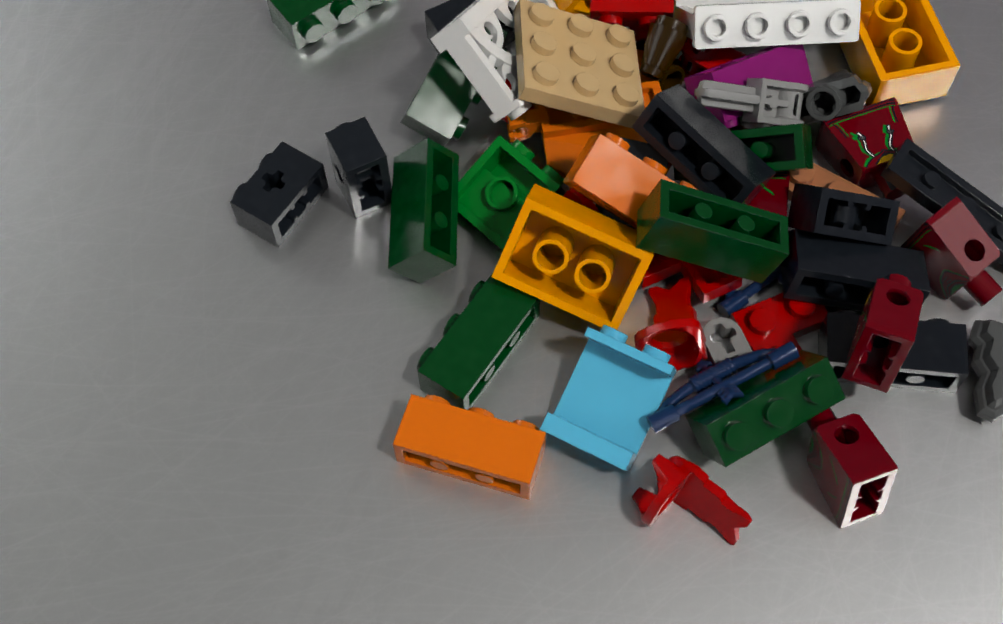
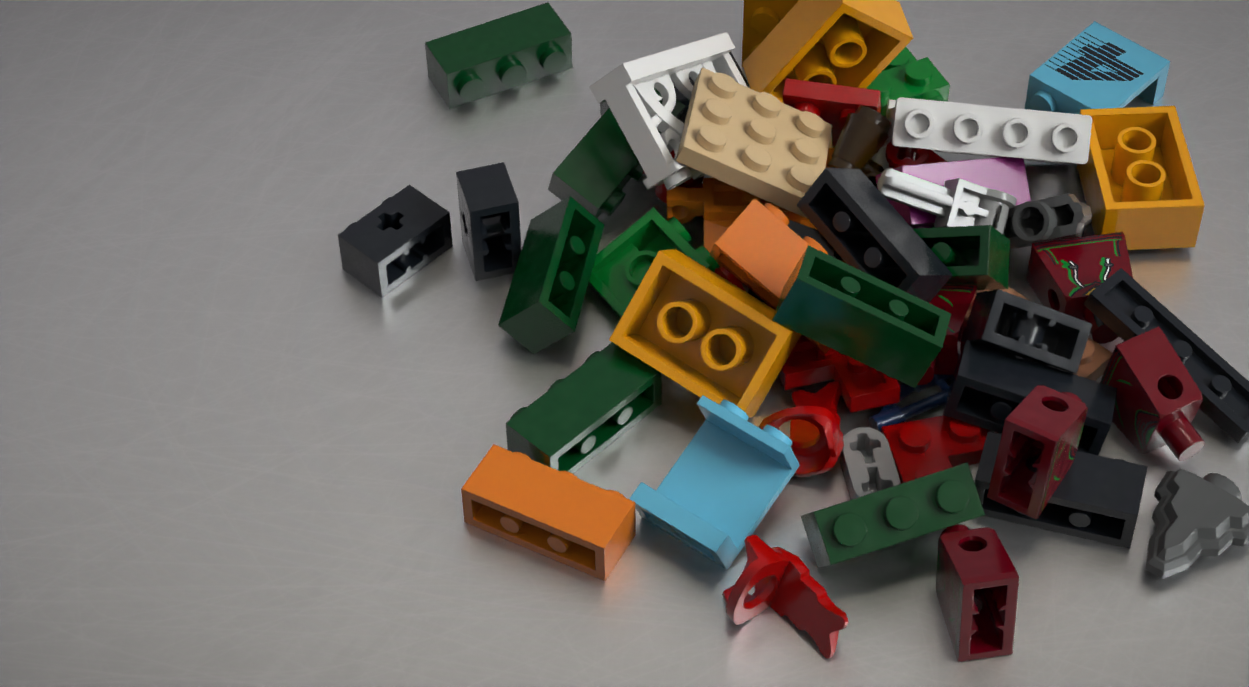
camera: 10 degrees right, 15 degrees down
(714, 375) = (846, 483): dark blue piece -> none

